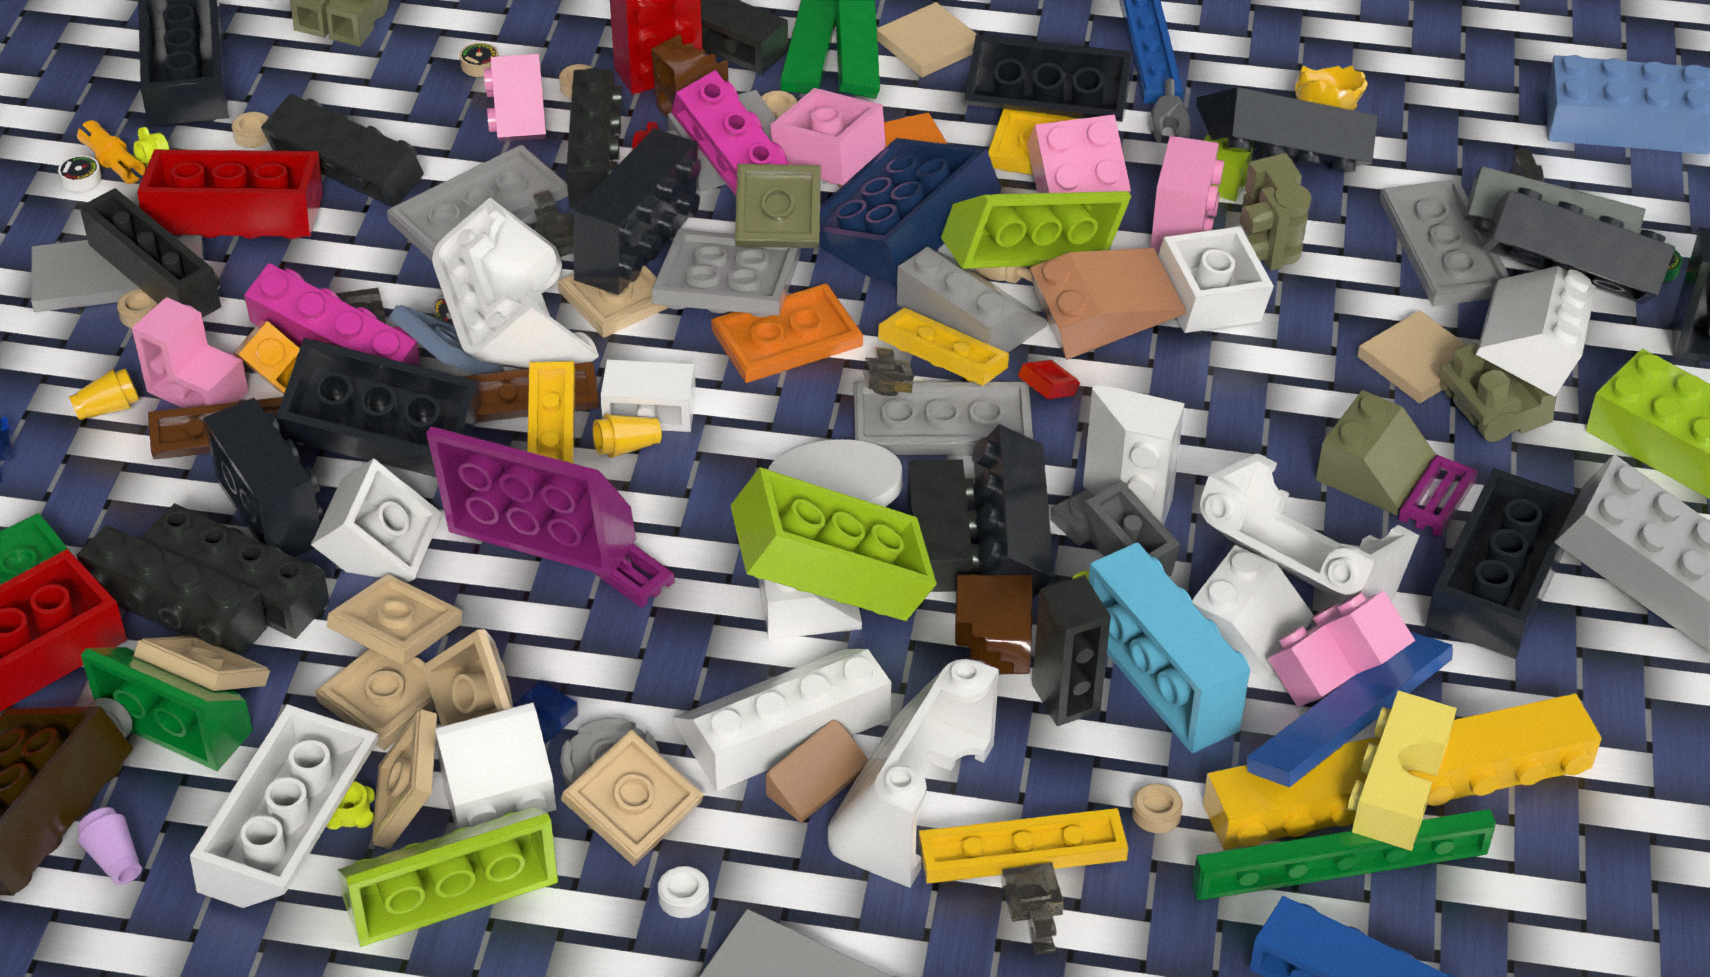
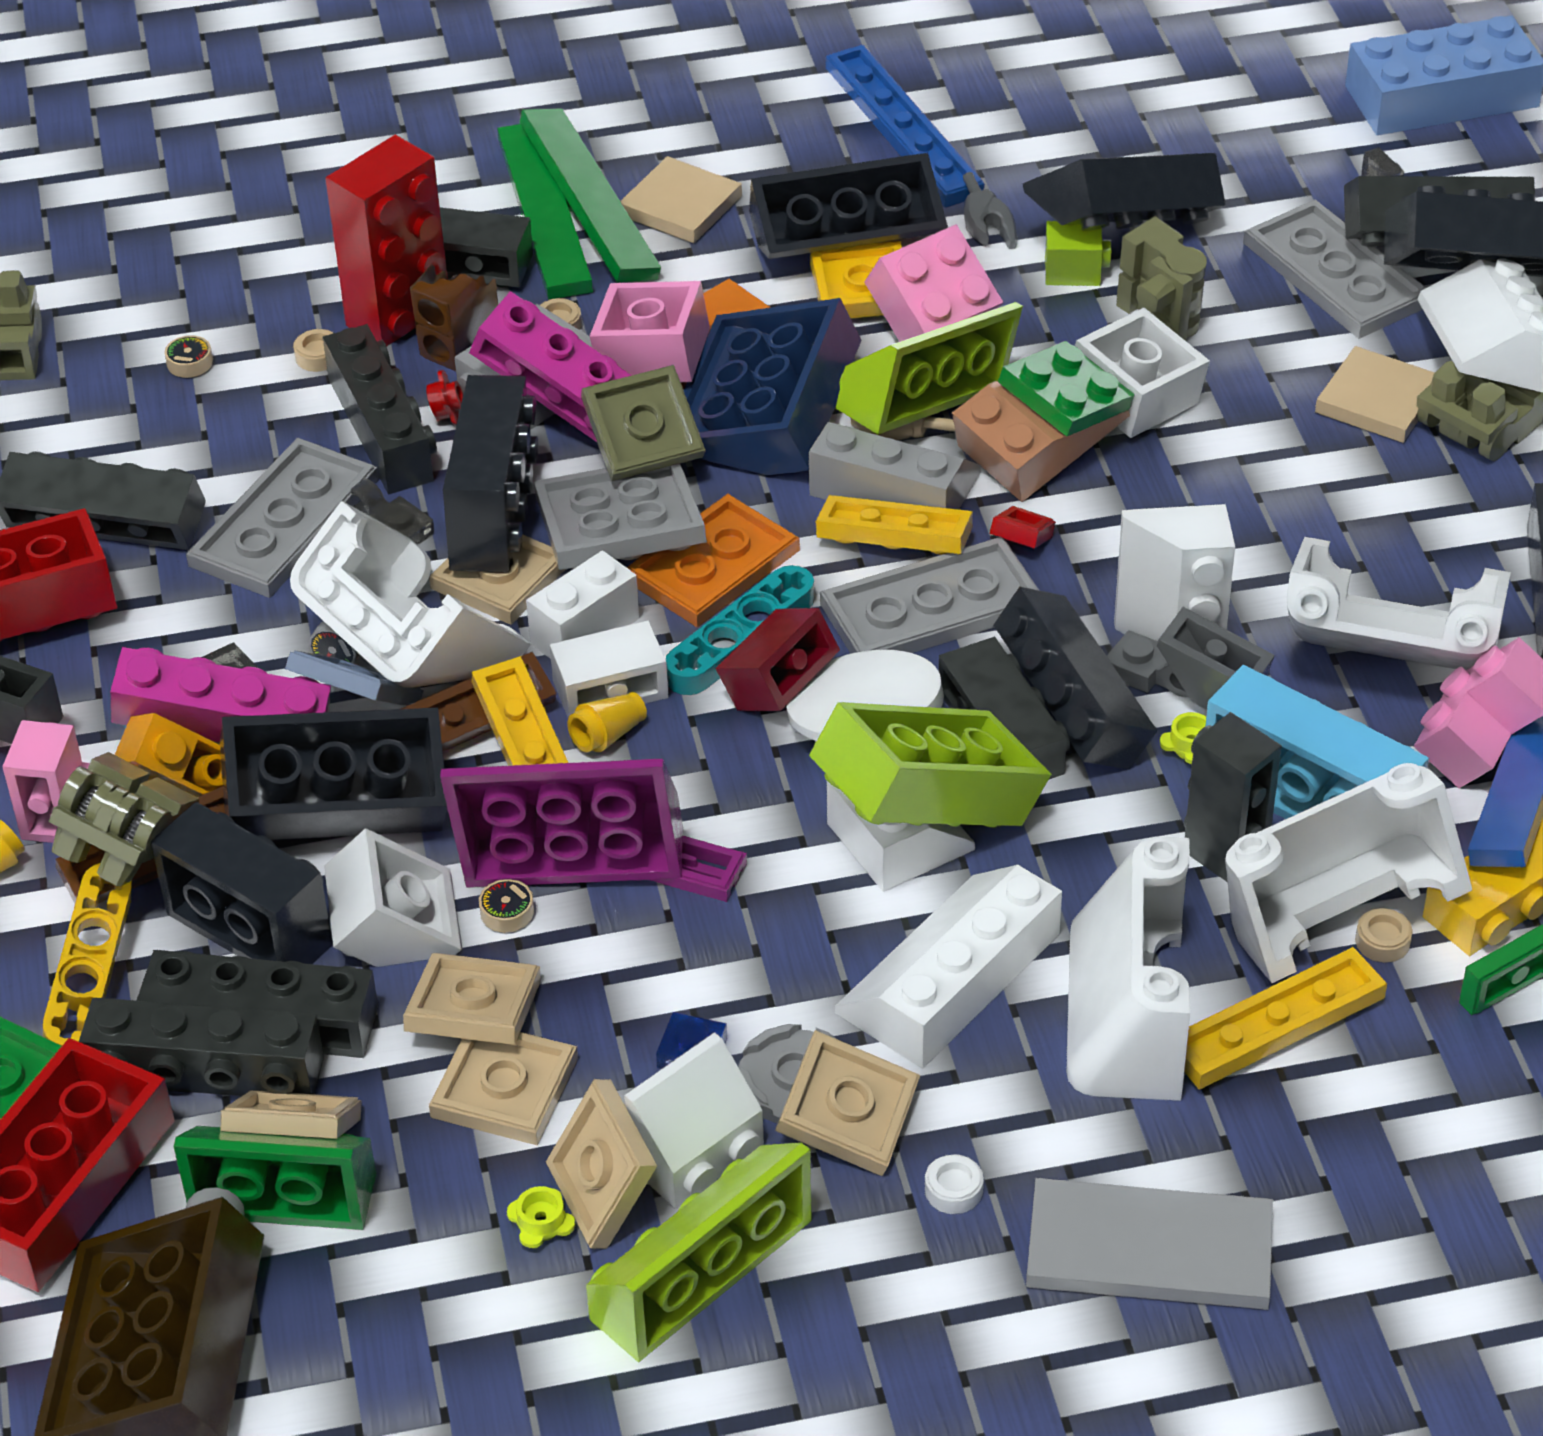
camera: 20 degrees left, 0 degrees up
(109, 843) = (300, 1348): lavender cone -> none
(137, 499) = (87, 959): none -> yellow beam
(190, 386) = (117, 812): none -> olive hips
(279, 807) = (486, 1242): white slope -> none
(466, 555) = (506, 905): none -> tile
(468, 680) = (617, 1037): tan slope -> none
(517, 98) = (273, 383): bright pink brick -> none
(658, 334) = (583, 602): none -> white brick
(782, 426) = (778, 659): none -> dark red brick
(815, 771) = (1021, 1013): medium nougat slope -> none
(822, 378) = (731, 623): none -> teal beam
(886, 374) = (858, 571): clear smoke plate -> none
(996, 620) = (1117, 794): reddish brown piece -> none
(1035, 897) = (1321, 1064): clear smoke plate -> none
(1122, 730) = (1338, 857): none -> white windscreen
(1134, 274) = (1066, 388): none -> green plate
(1186, 189) = (1062, 286): bright pink brick -> none
(1252, 607) = (1371, 690): white slope -> none
(1331, 86) = (1141, 135): yellow hair -> none
(1375, 453) = (1398, 506): olive slope -> none
(1427, 516) = (1475, 554): magenta tile -> none

